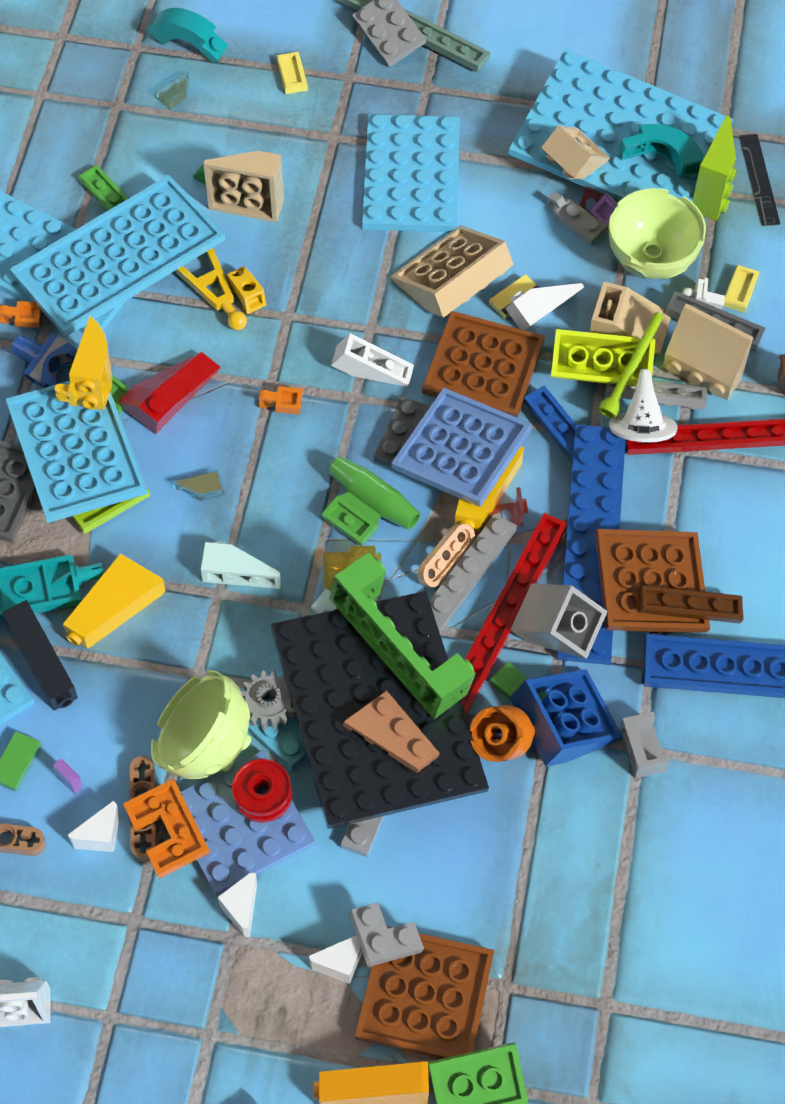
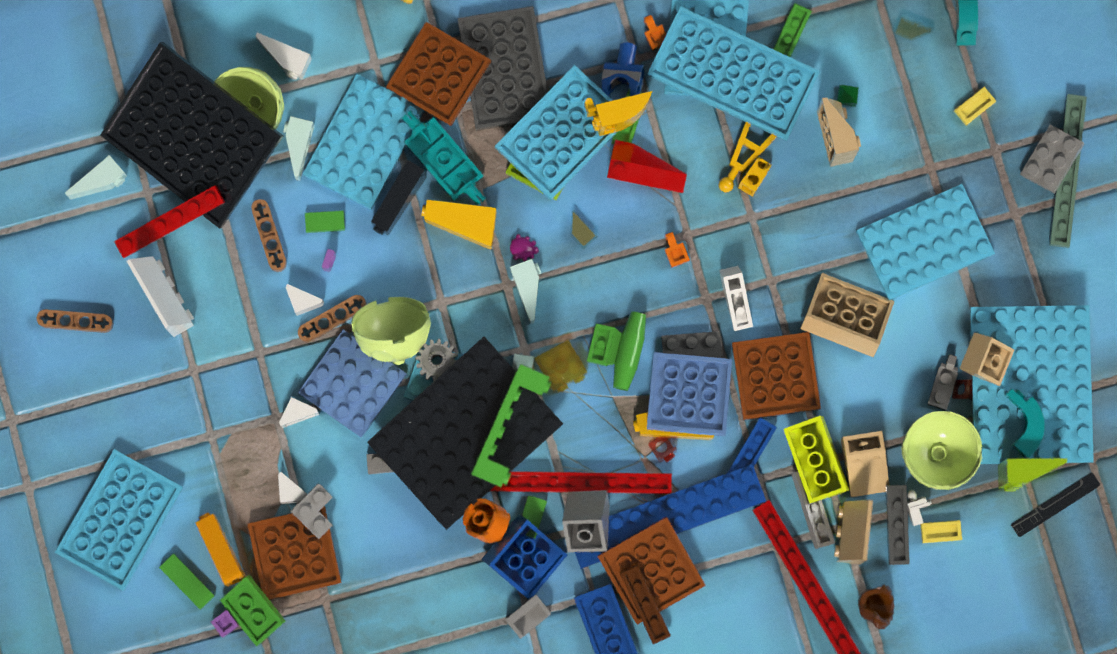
camera: 65 degrees right, 20 degrees up
(185, 554) = (523, 248): none -> magenta piece
(186, 839) = (336, 336): orange plate -> none
(266, 806) = (370, 376): red wheel -> none
(390, 728) = (447, 451): nougat wing -> none
(453, 551) = (614, 423): light nougat plate -> none
(470, 569) = (602, 443): light grey plate -> none
(502, 299) = (849, 371): light yellow tile -> none
(538, 302) = (845, 391): white slope -> none
(604, 209) = (958, 403): medium lavender tile -> none
(610, 406) = (779, 482): lime piece -> none
(643, 417) = (777, 511): white piece -> none

